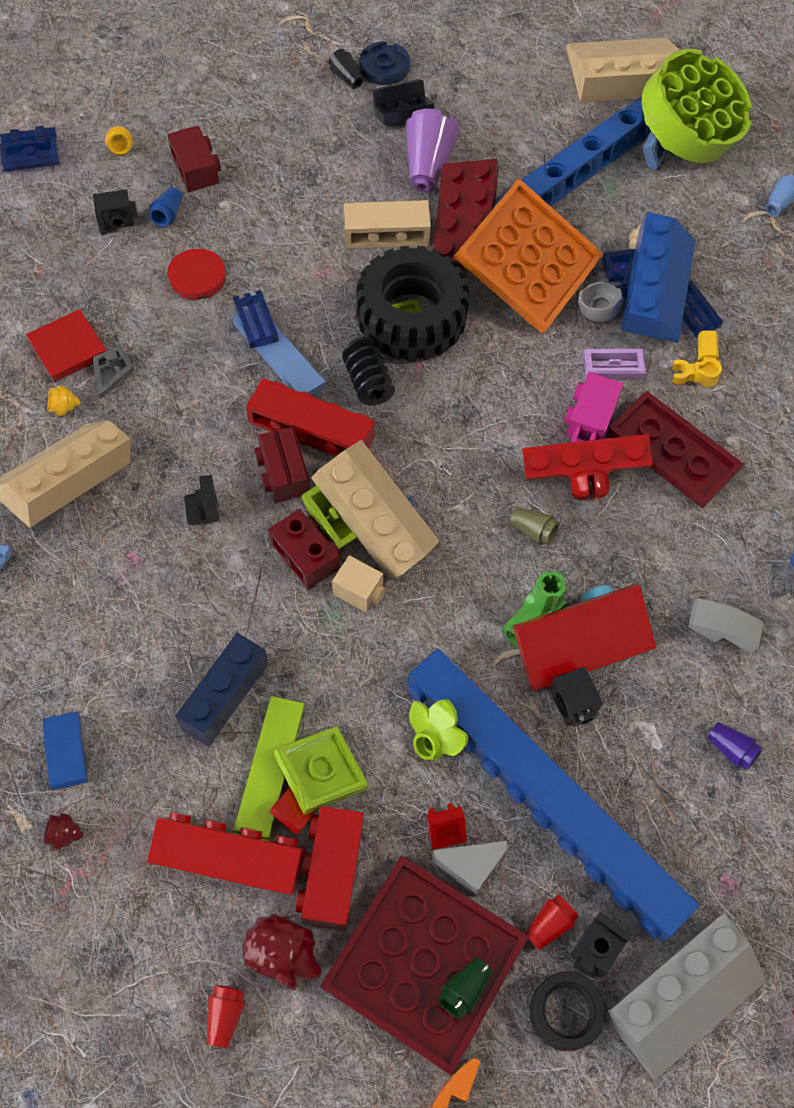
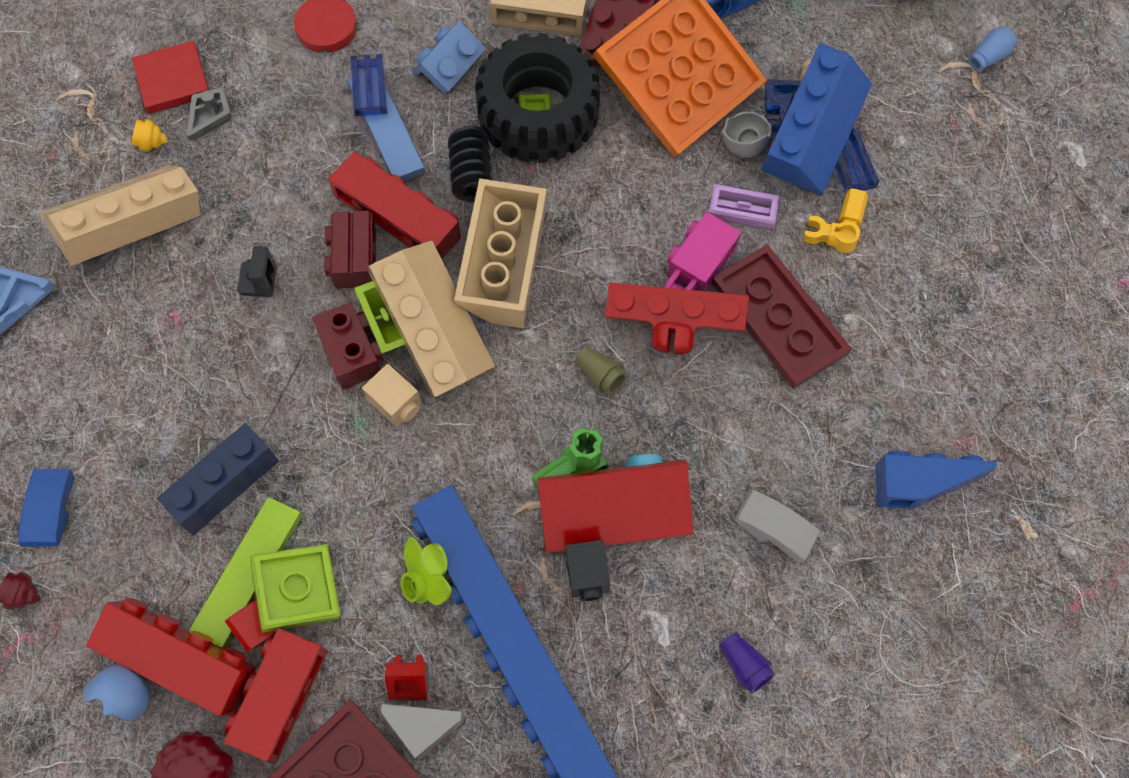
camera: 15 degrees right, 5 degrees up
(192, 893) = (121, 692): none -> medium blue hair
(319, 282) = (450, 57): none -> medium blue bracket
(422, 440) = (501, 252): none -> tan slope

